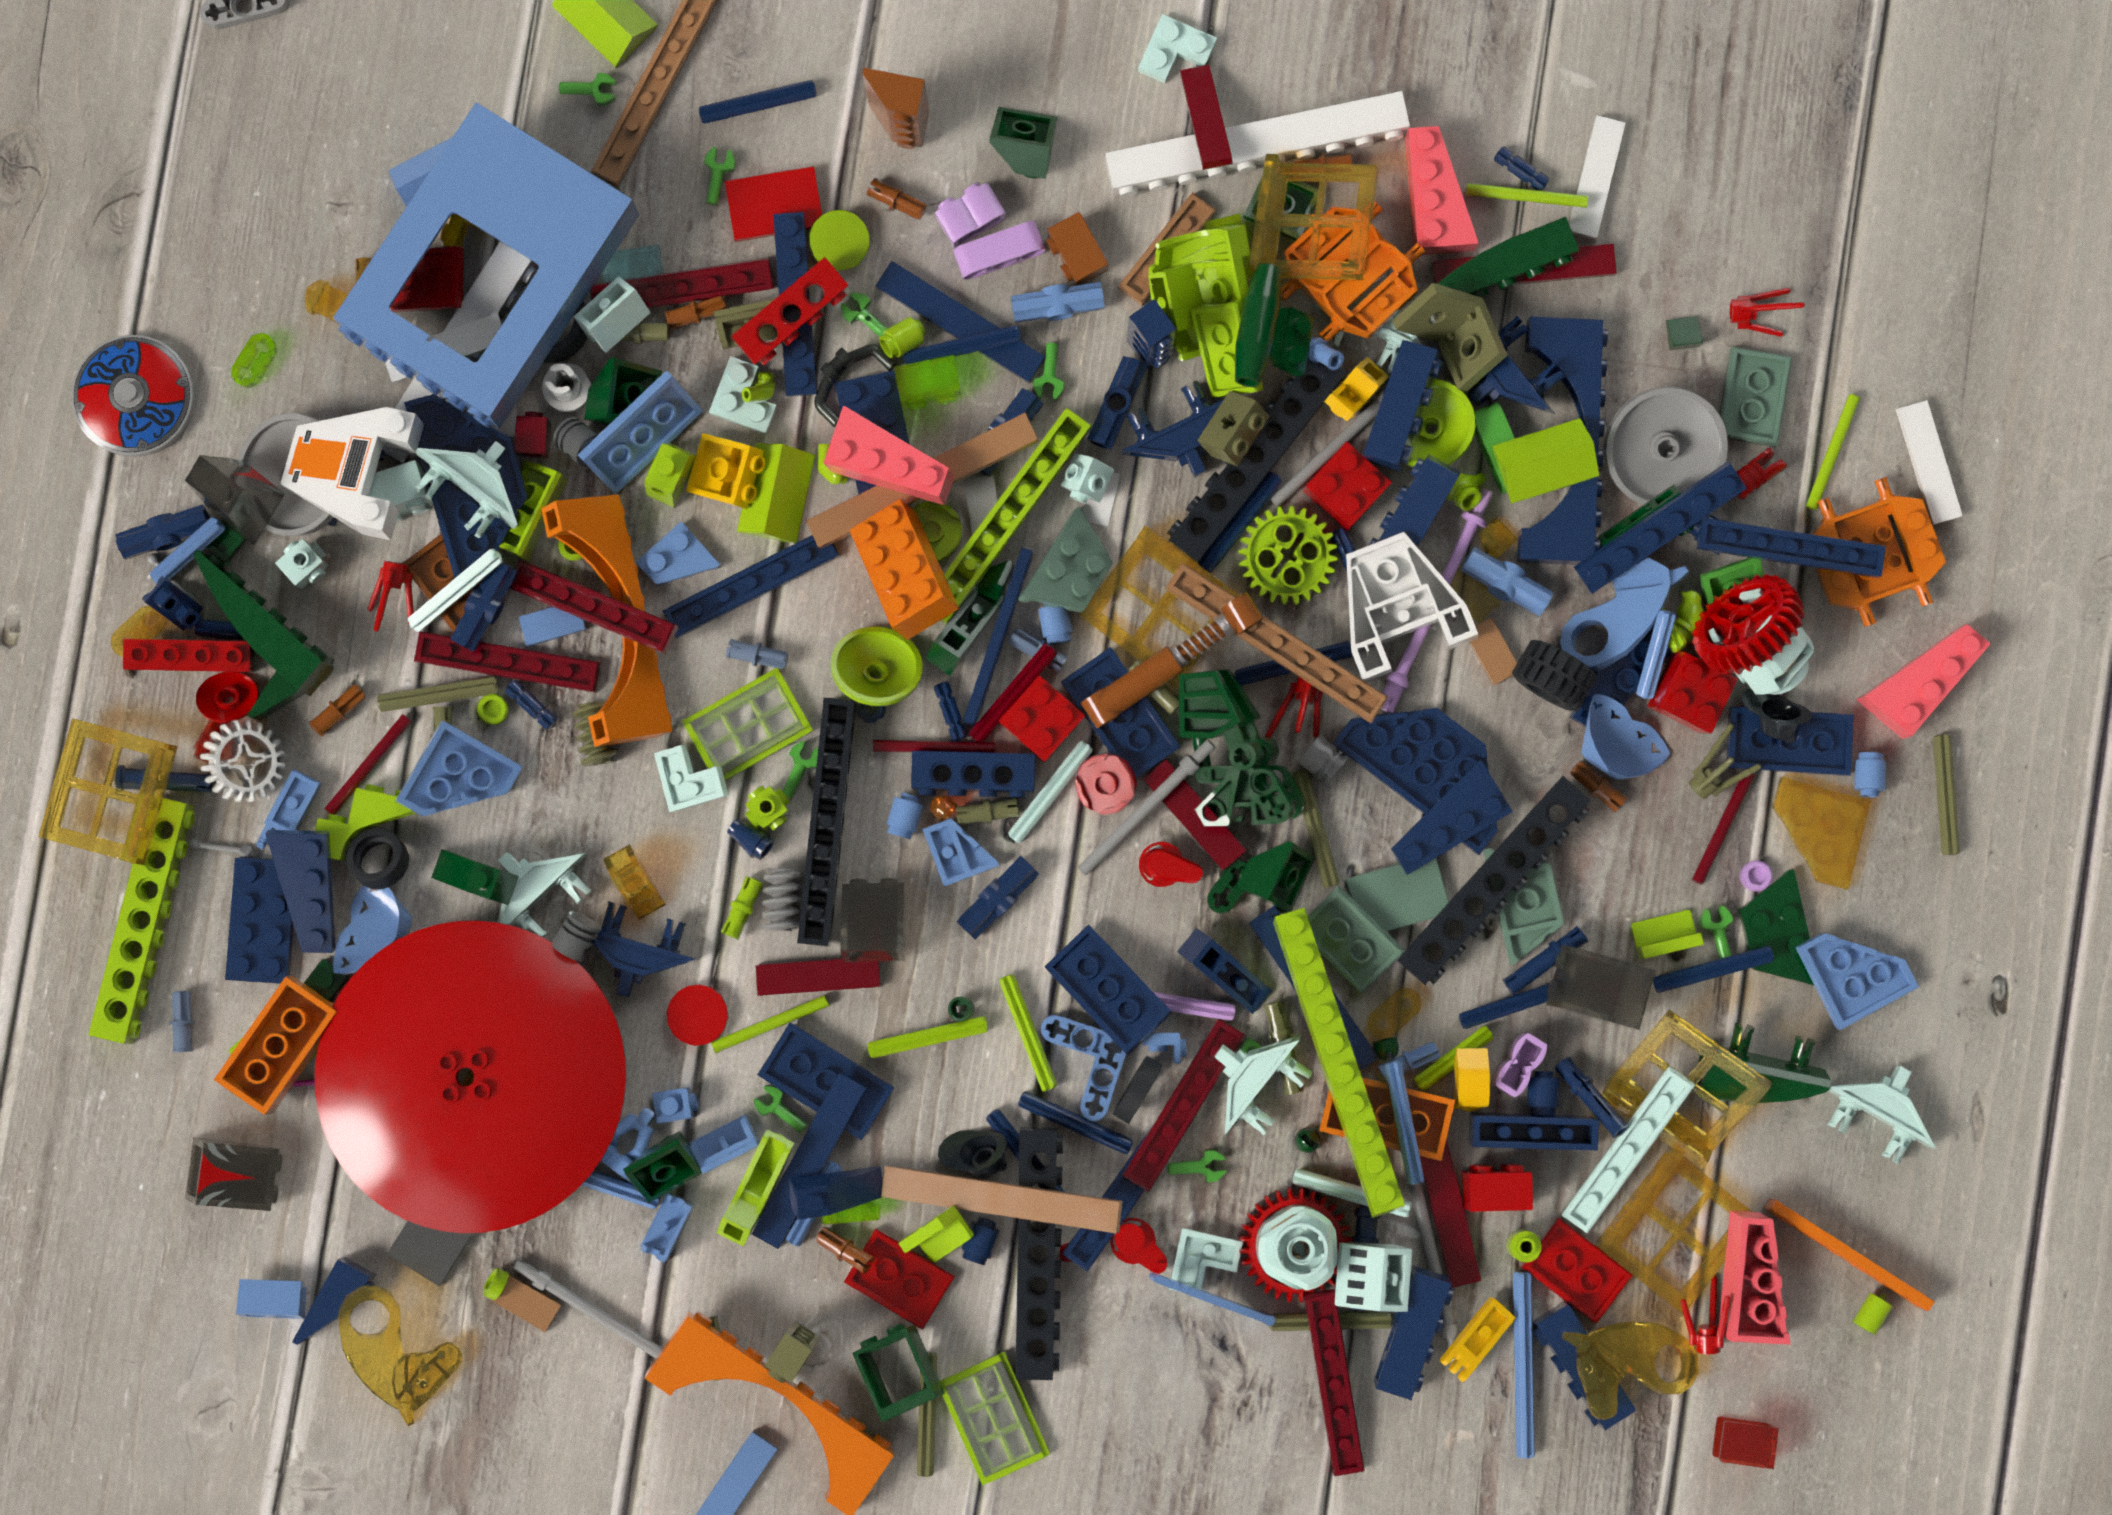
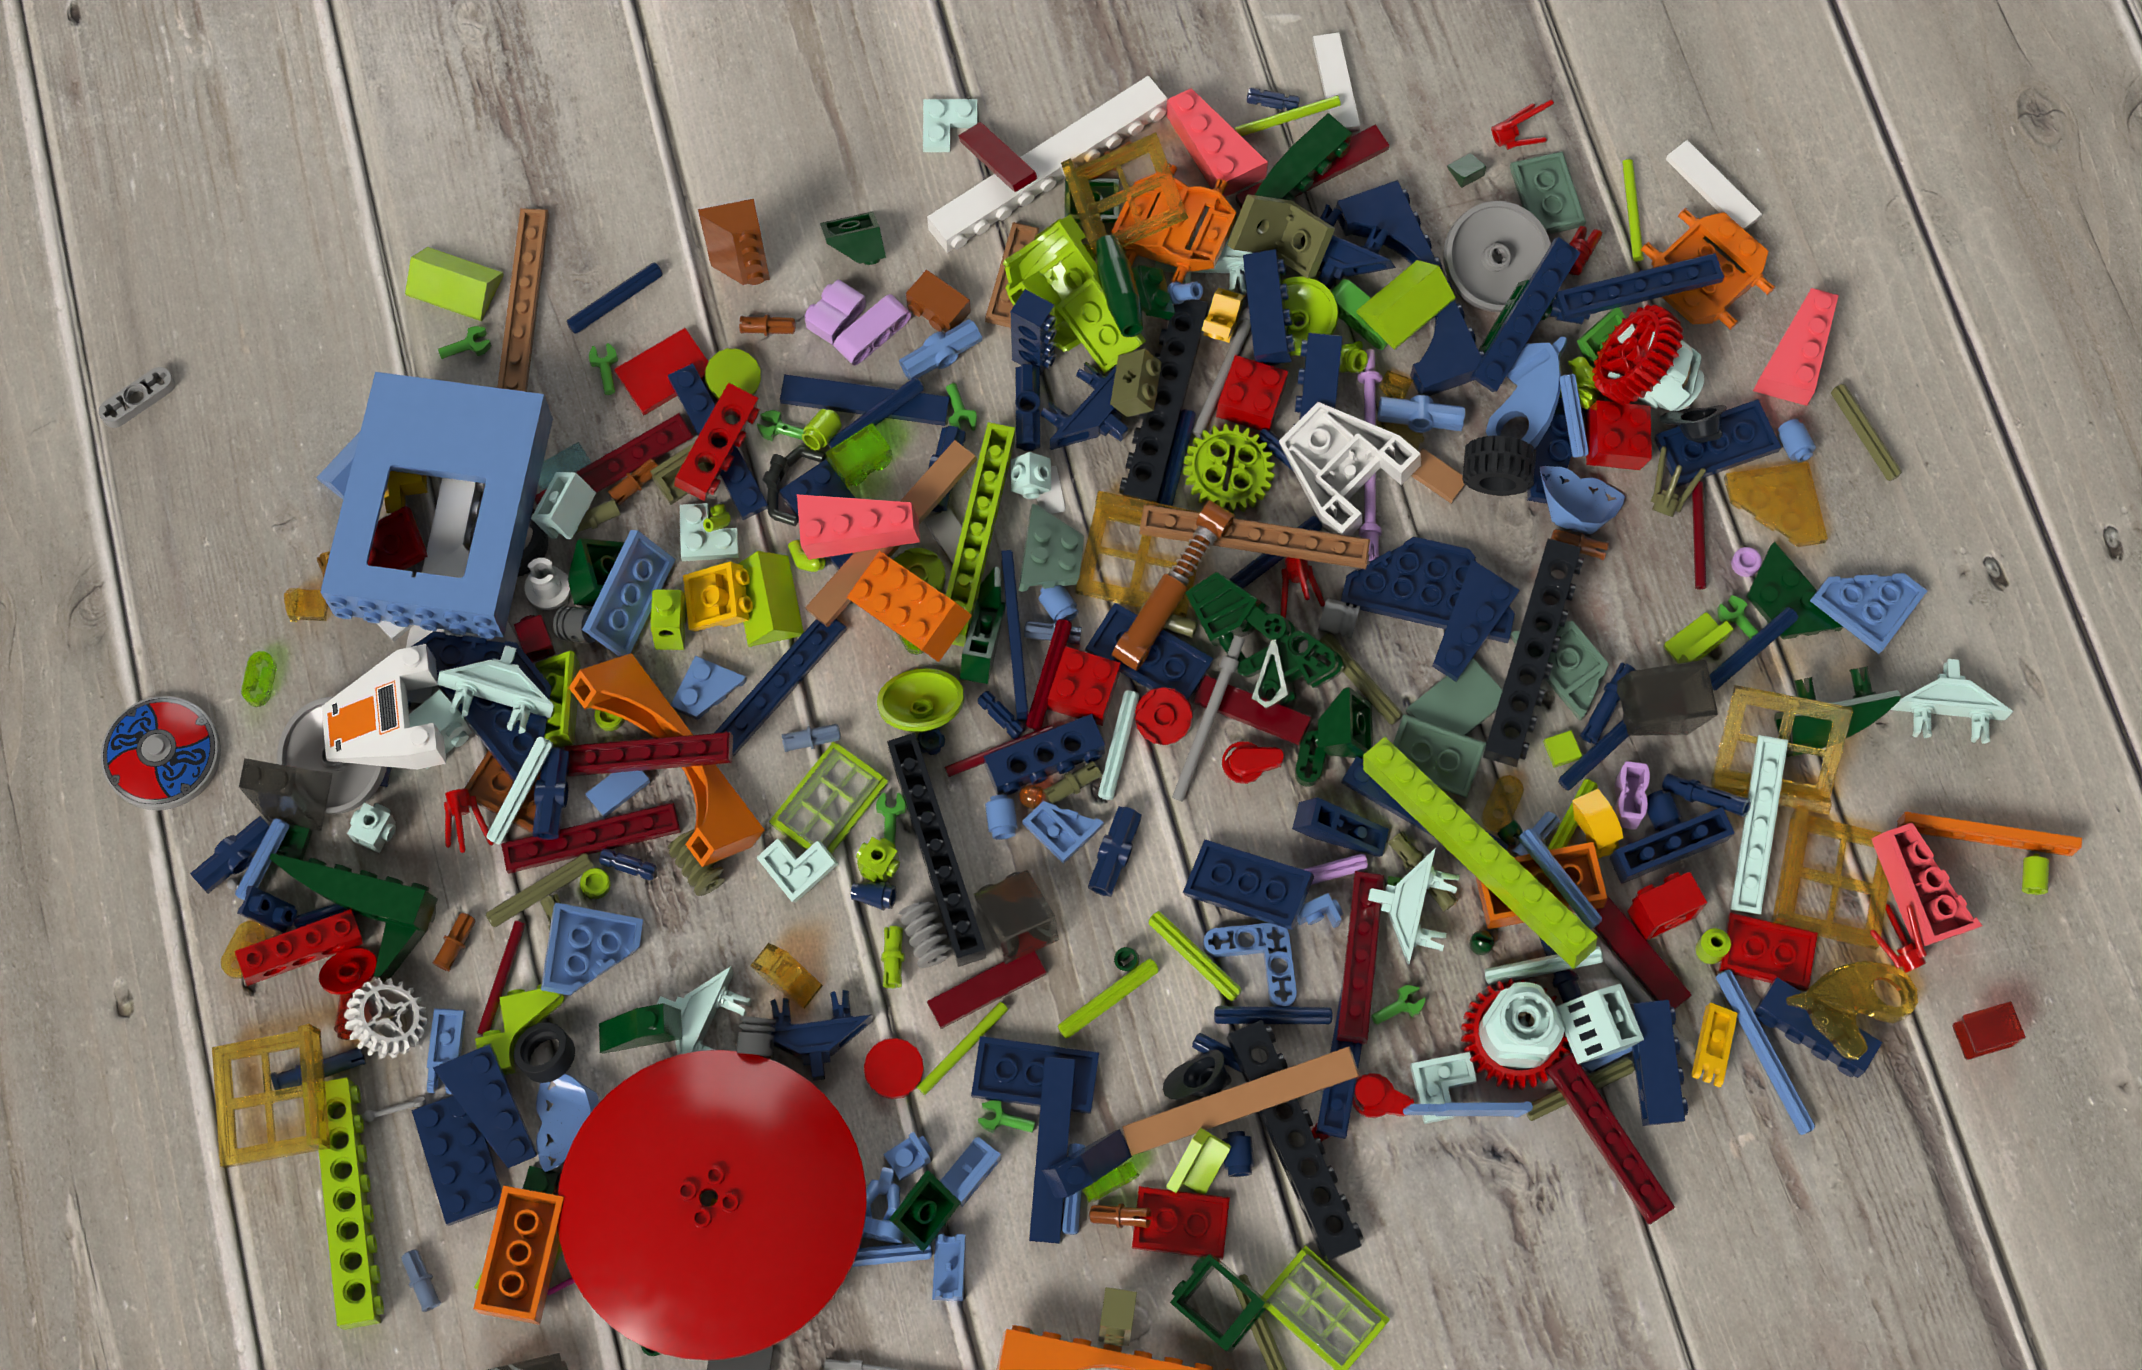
camera: 25 degrees left, 15 degrees down
(755, 1187) = (1015, 1192): lime arch -> none
(1137, 1089) = (1315, 956): black tyre -> none
(1478, 985) = (1562, 749): none -> lime tile

